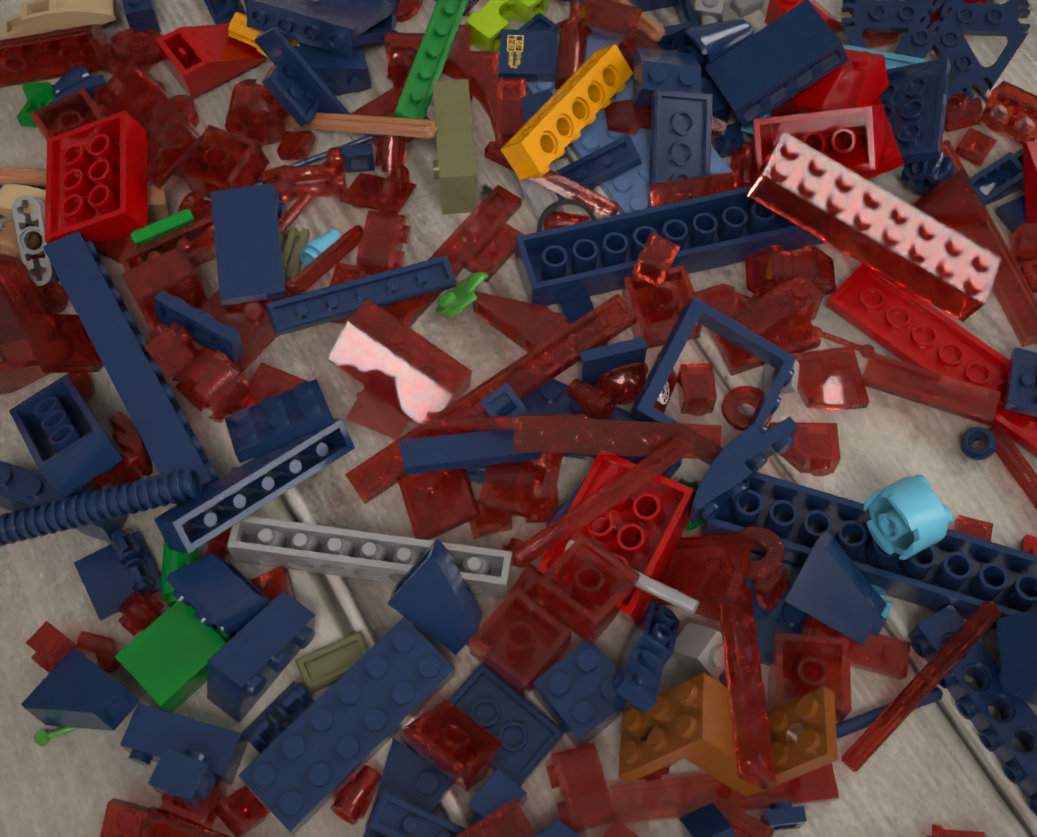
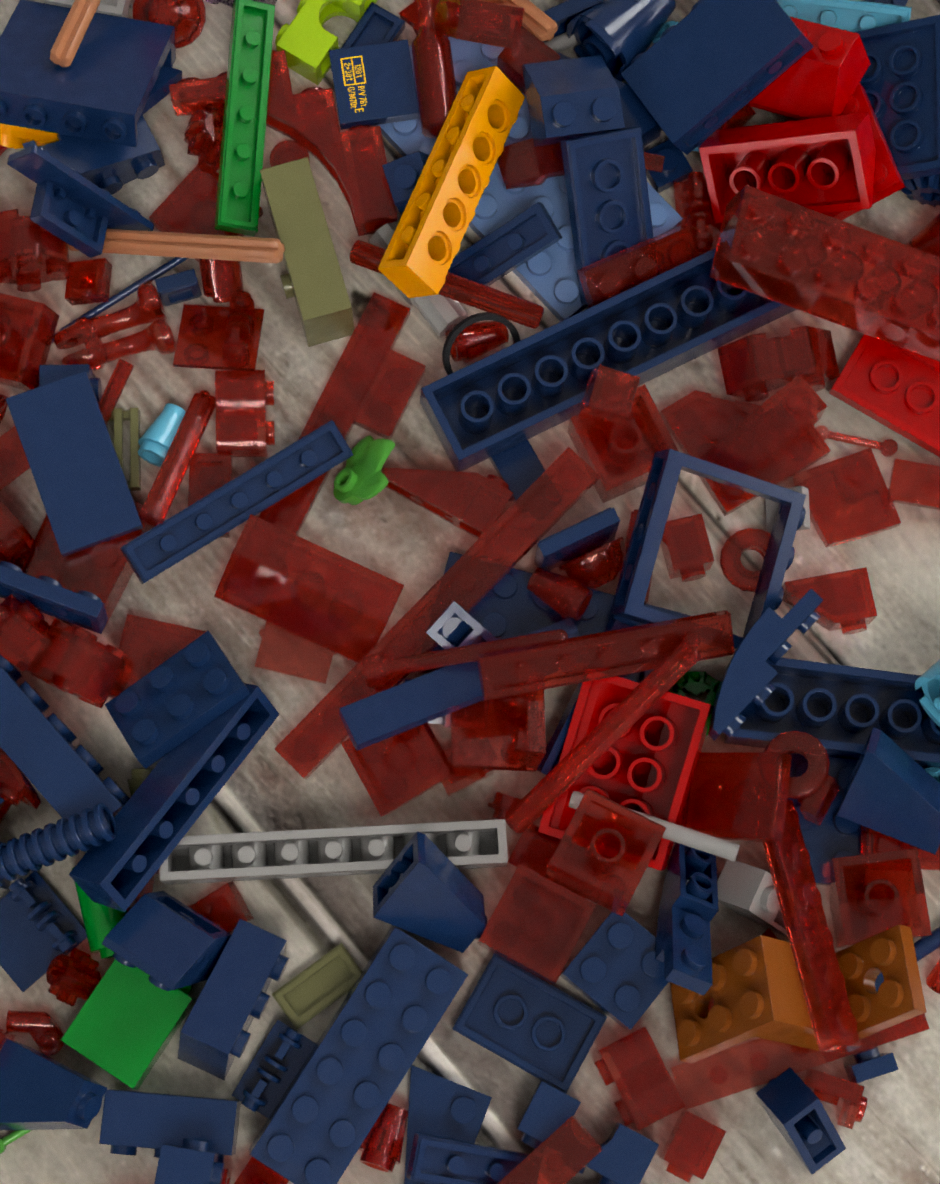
camera: 15 degrees left, 15 degrees up
(453, 744) = (486, 1061): clear red slope -> none

